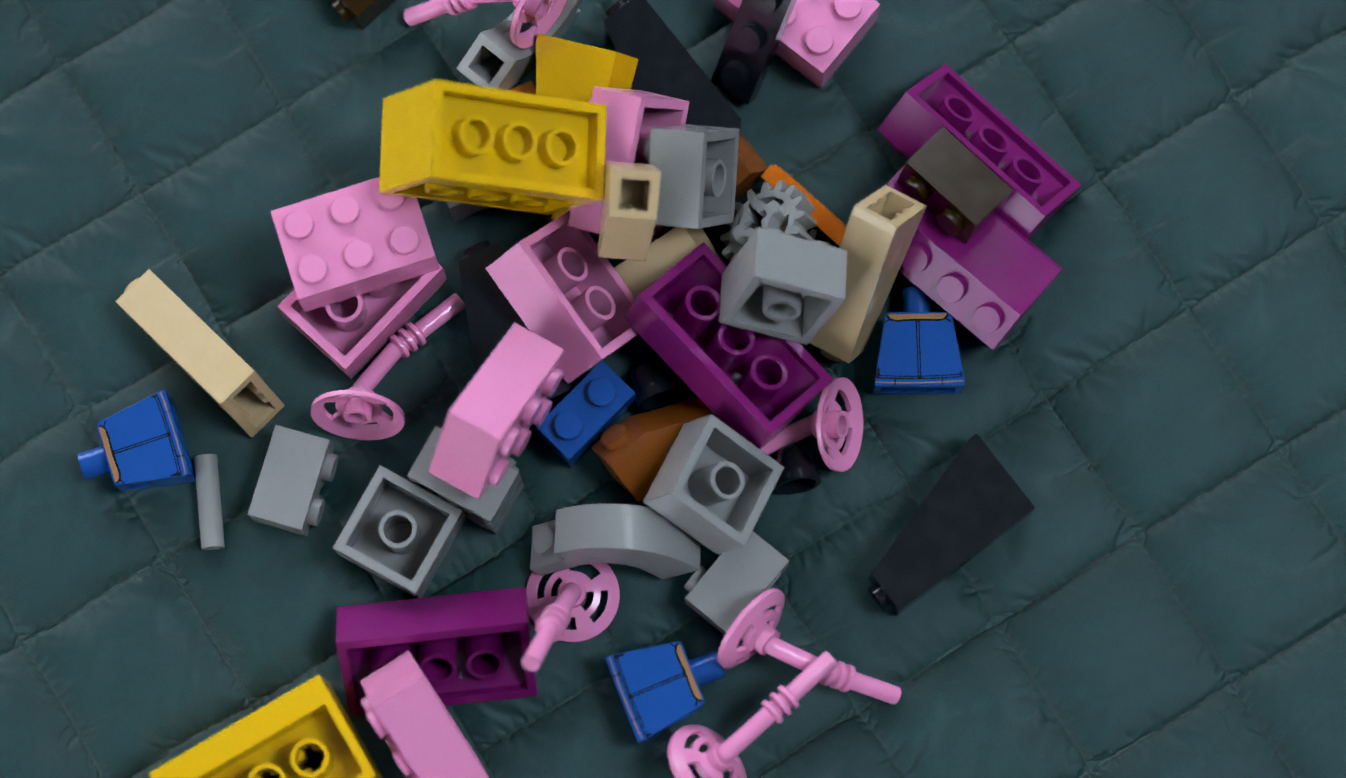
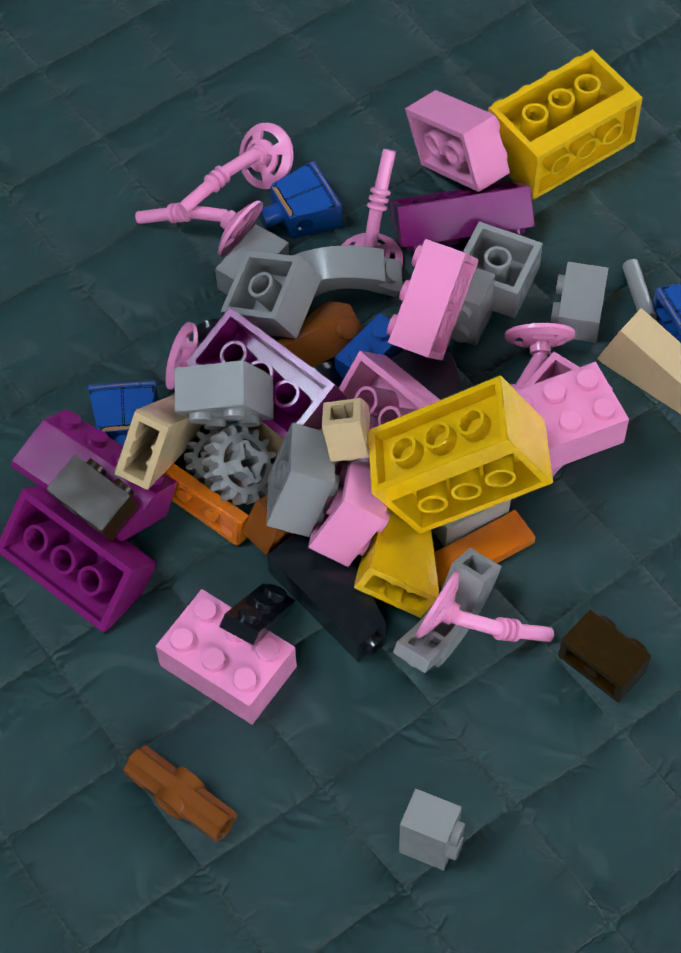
camera: 175 degrees right, 20 degrees down
(955, 522) = (100, 308): black slope -> none

